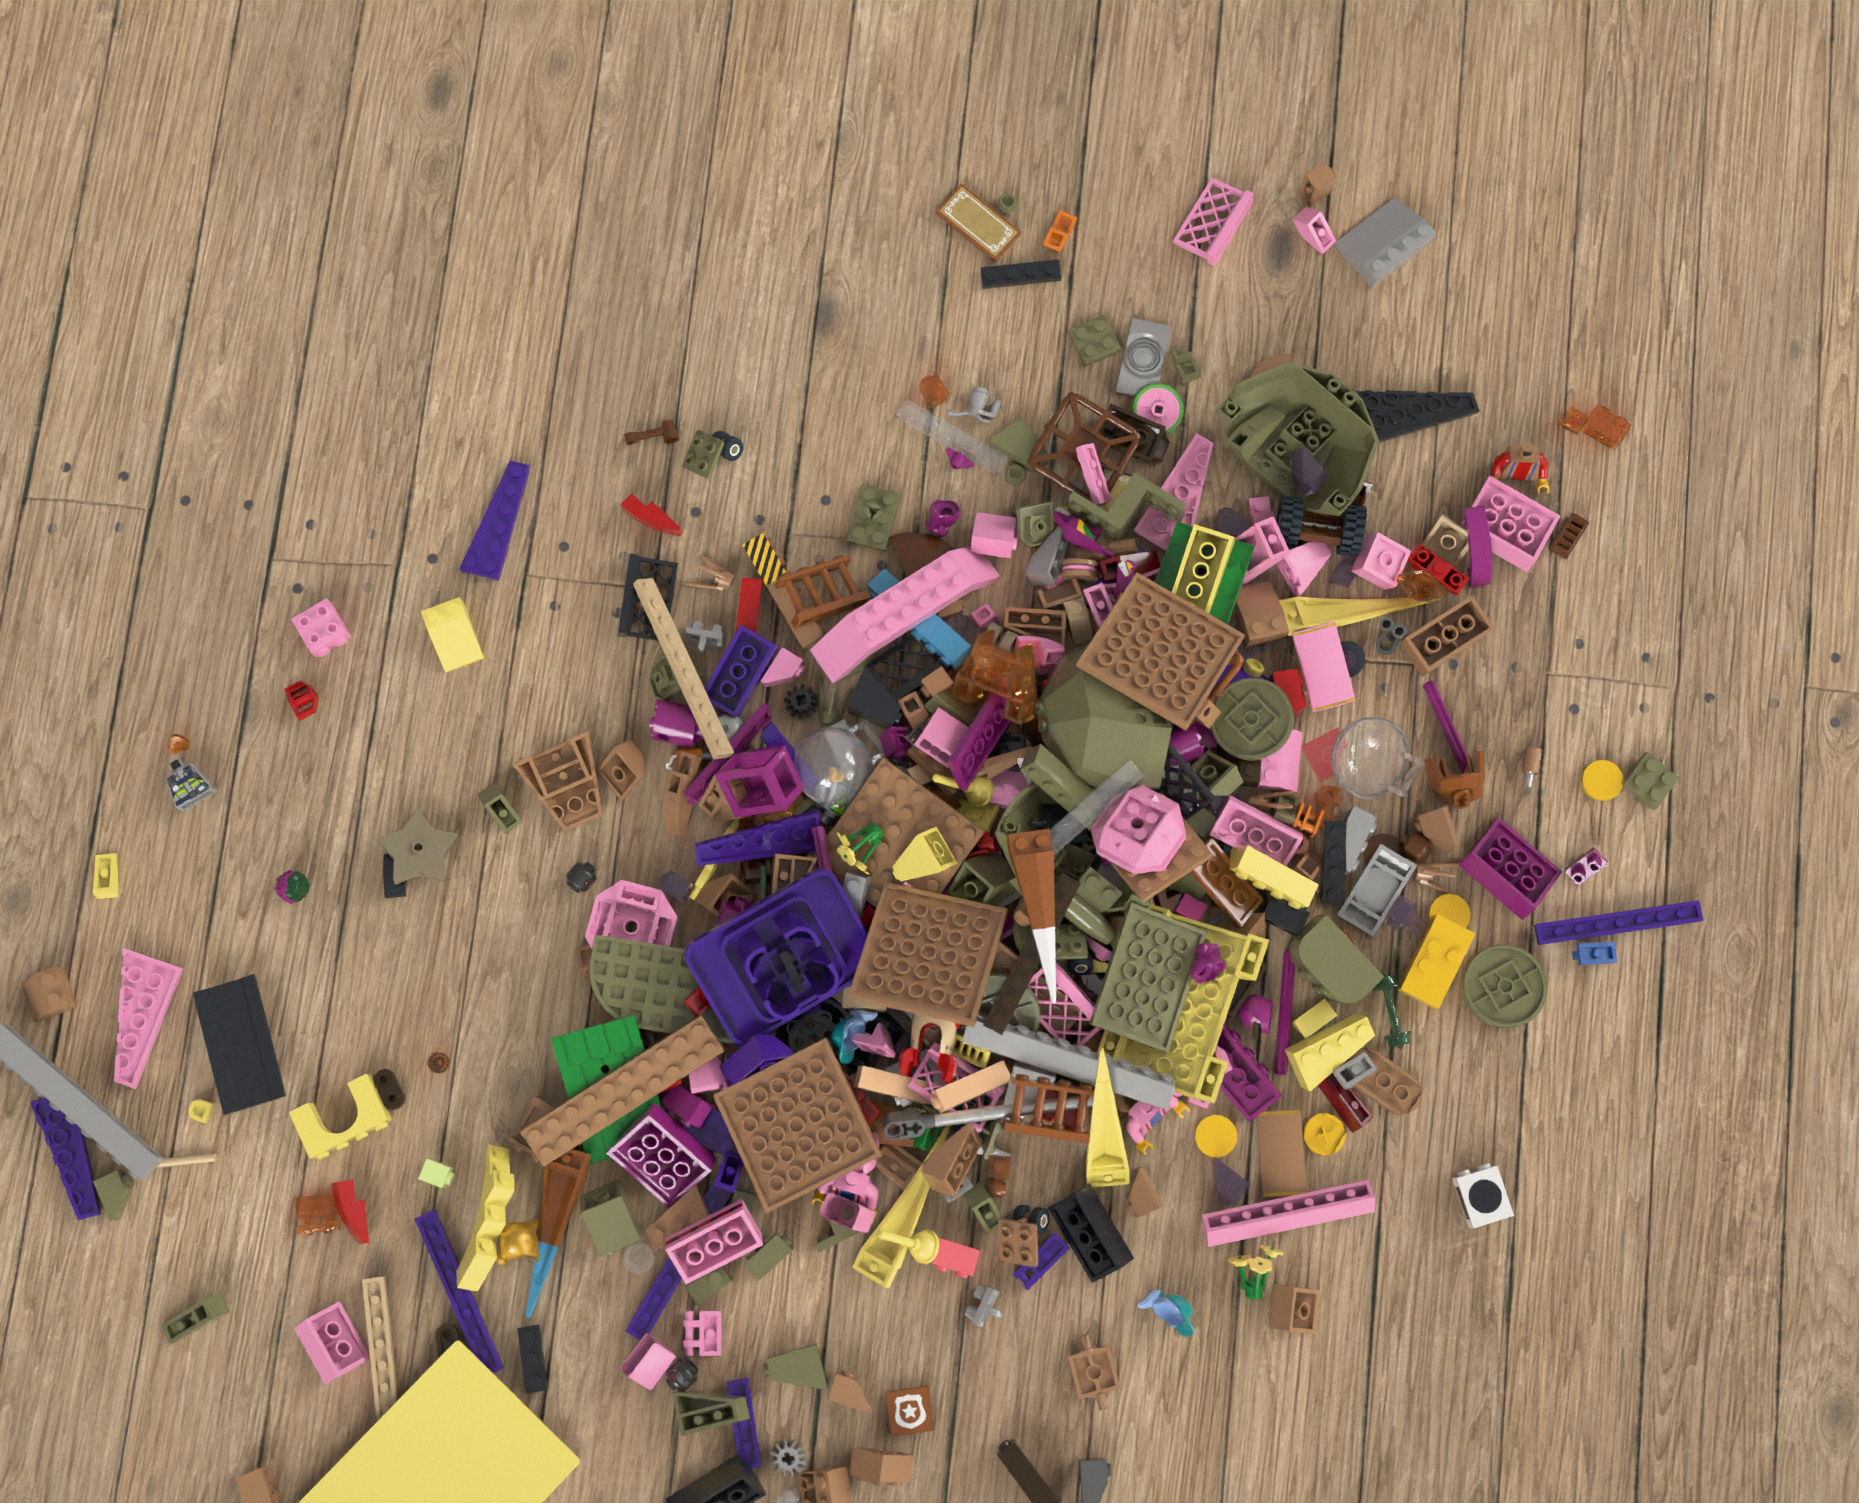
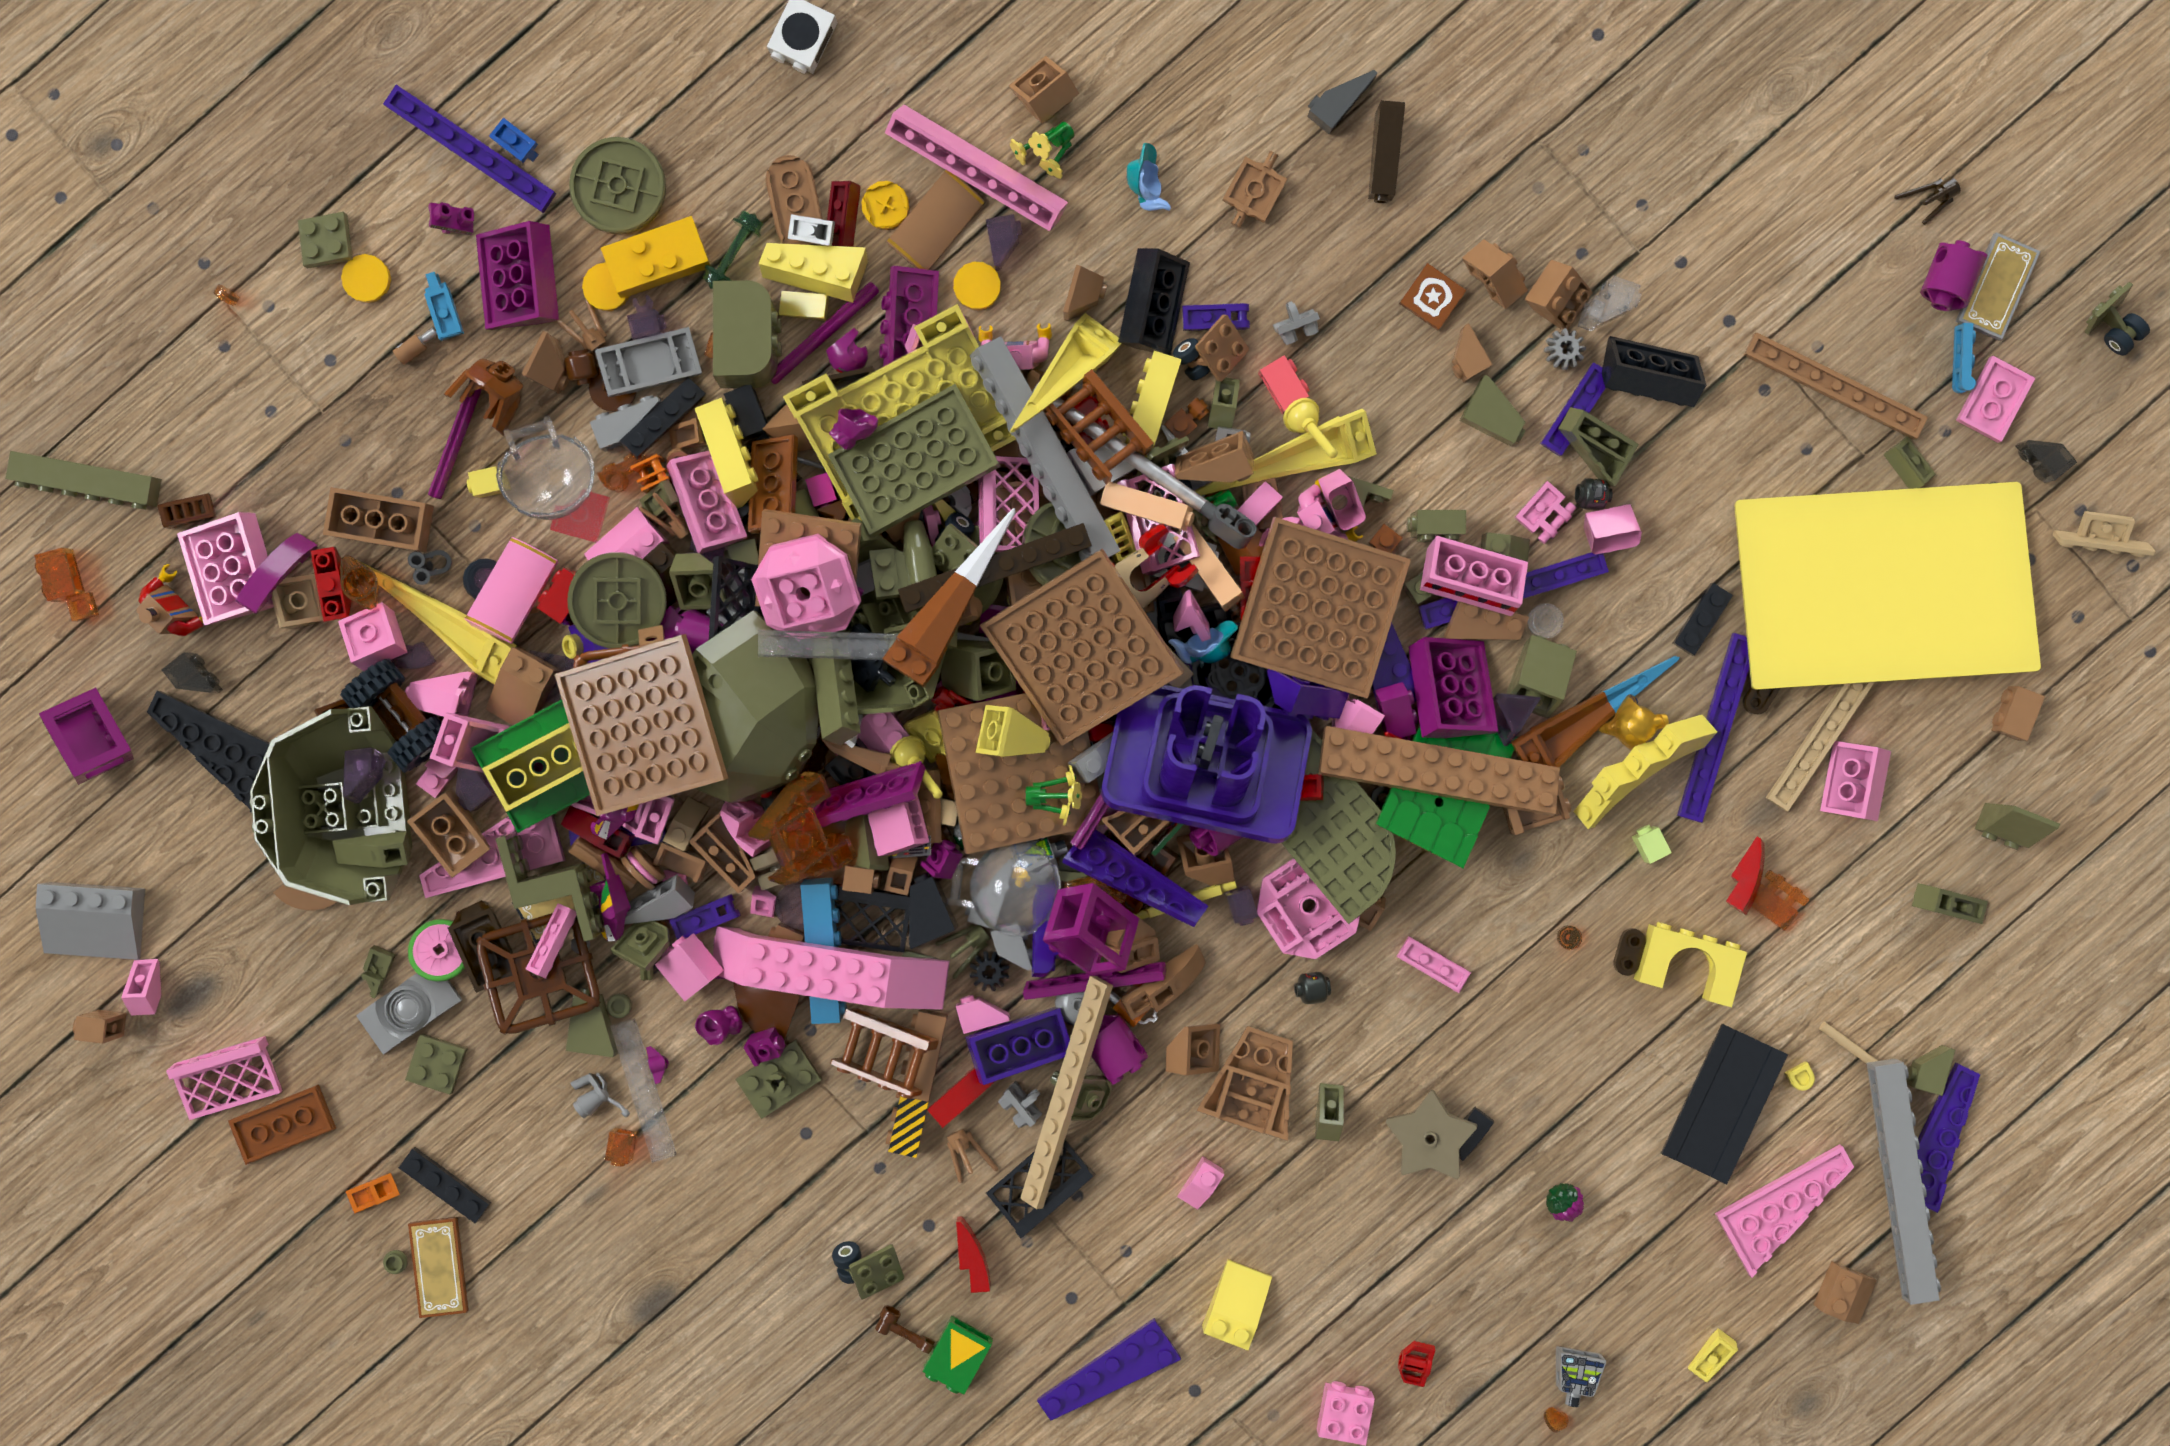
camera: 130 degrees left, 10 degrees up
(196, 1408) = (2013, 825): none -> olive slope
(514, 964) = (1433, 964): none -> bright pink tile
(544, 690) = (1201, 1183): none -> bright pink slope
(605, 448) = (957, 1355): none -> green brick
(607, 1174) = (1512, 714): none -> clear purple slope
(729, 1171) = (1410, 622): dark purple slope -> none
(794, 1214) = (1385, 539): none -> dark orange plate
(798, 727) = (1013, 949): none -> light grey slope
(899, 1159) = (1260, 503): none -> bright pink slope
(901, 529) = (764, 1046): none -> magenta brick
(1012, 574) = (704, 917): none -> dark purple plate
(1033, 1168) = (1154, 393): none -> light yellow wedge
(1153, 223) = (282, 1124): none -> dark orange tile
(1218, 484) = (450, 833): none -> medium nougat slope
(1406, 718) = (483, 482): none -> light yellow brick
(1469, 439) = (189, 673): none -> clear smoke slope
(1493, 345) = (86, 736): none -> magenta piece
(1537, 805) = (442, 308): none -> dark azure hinge
(1649, 497) = (84, 479): none -> olive brick
(1675, 690) = (226, 295): none -> clear orange tile

